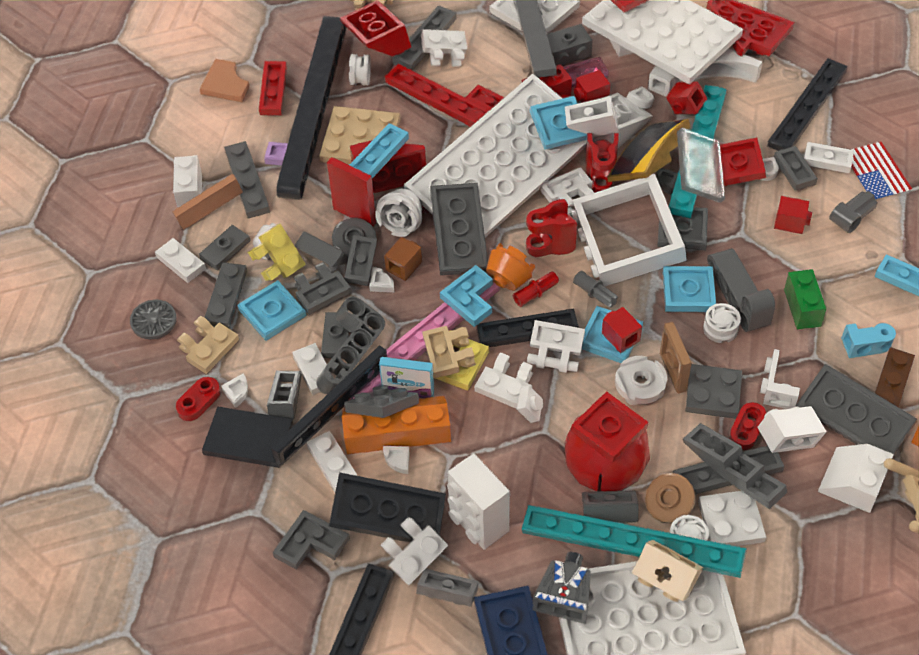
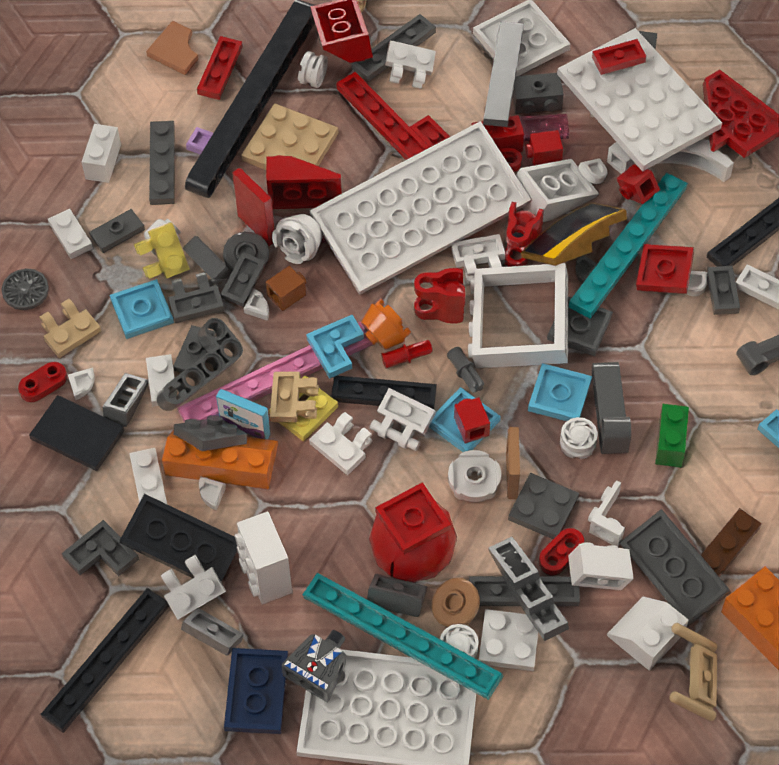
camera: 15 degrees right, 5 degrees up
(207, 201) = (113, 179): nougat tile -> none
(226, 294) = (102, 281): dark grey plate -> none
(327, 407) = (158, 424): black tile -> none
(380, 150) = (292, 171): medium azure plate -> none
(458, 228) = (350, 270): dark grey tile -> none
(529, 404) = (355, 472): white plate -> none
(551, 123) = (488, 182): medium azure plate -> none
(592, 117) = (522, 186): white slope -> none
(683, 571) = (426, 685): tan brick -> none
(700, 165) = (619, 264): clear tile -> none
(792, 215) = (698, 341): red brick -> none
(867, 340) = (720, 495): medium azure leg -> none

